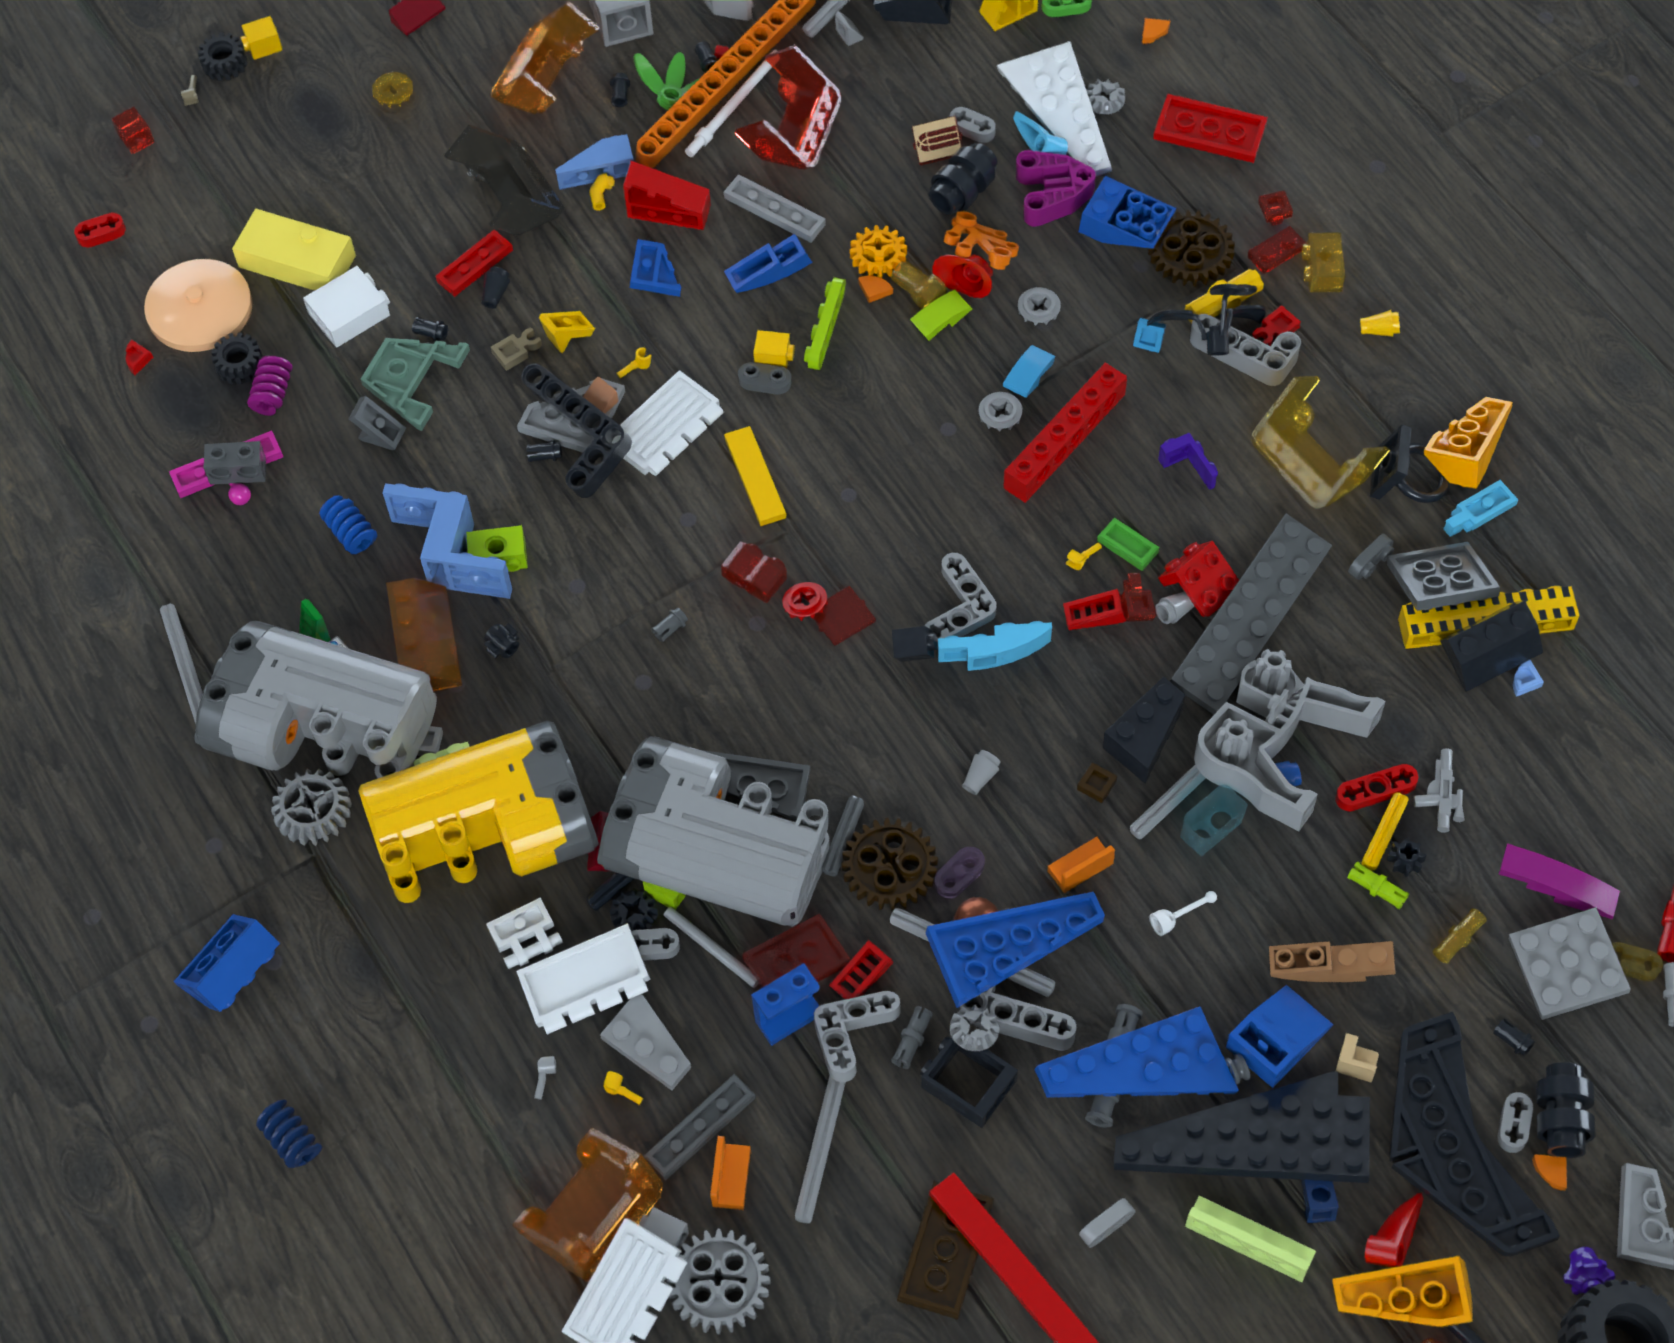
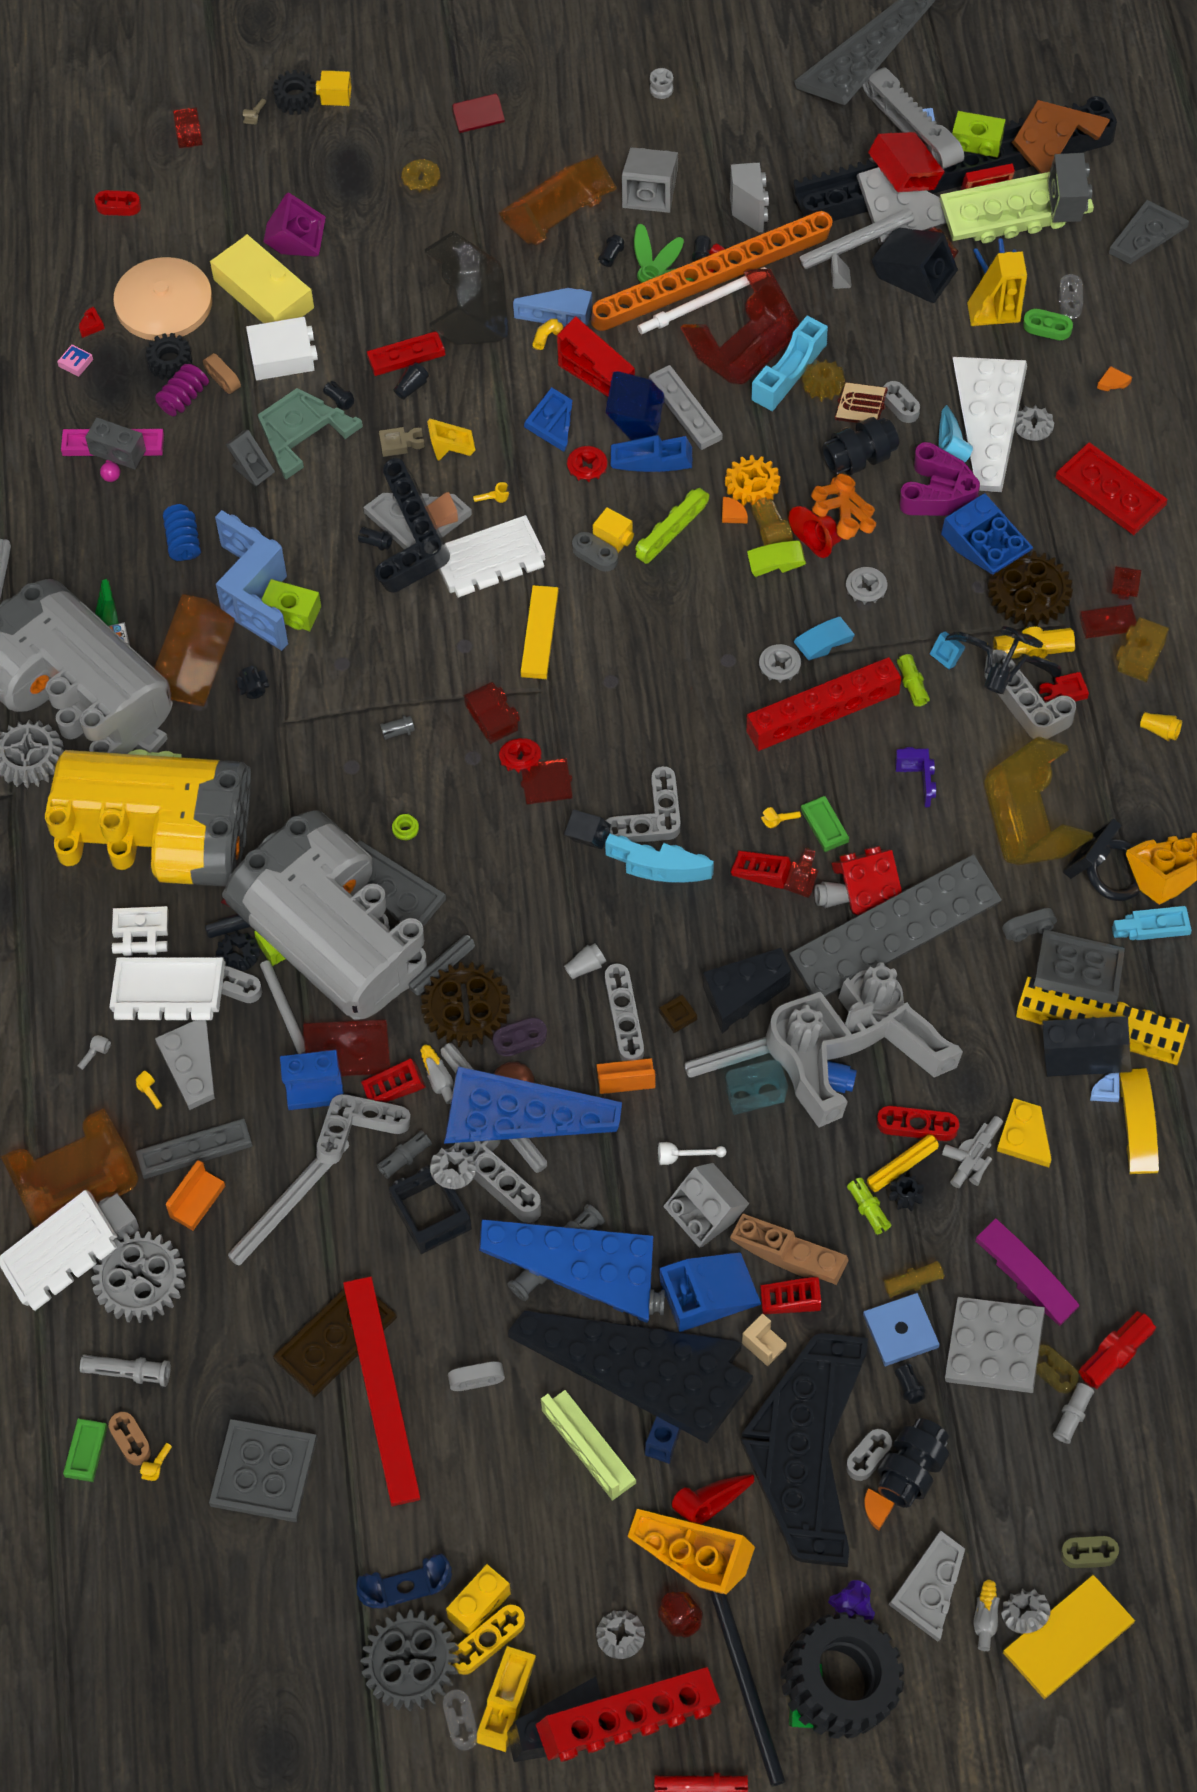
camera: 25 degrees right, 0 degrees up
(141, 399) = (75, 360): none -> tile
(296, 186) = (295, 228): none -> magenta slope
(300, 353) = (221, 373): none -> medium nougat beam
(707, 289) = (589, 455): none -> red gear
(728, 711) = (405, 820): none -> lime plate
(731, 224) = (635, 405): none -> clear blue slope
(854, 123) = (775, 382): none -> medium azure arch
(890, 132) = (823, 379): none -> clear yellow gear
(900, 944) = (437, 1073): none -> light grey piece
(1048, 803) = (626, 1013): none -> light grey beam
(1134, 376) = (913, 680): none -> lime pin
(1228, 953) = (705, 1204): none -> light grey slope
(1362, 989) = (791, 1306): none -> red slope
(1474, 989) = (901, 1329): none -> medium blue tile
(1478, 753) = (1025, 1134): none -> yellow wing
(1576, 695) = (1140, 1121): none -> yellow slope

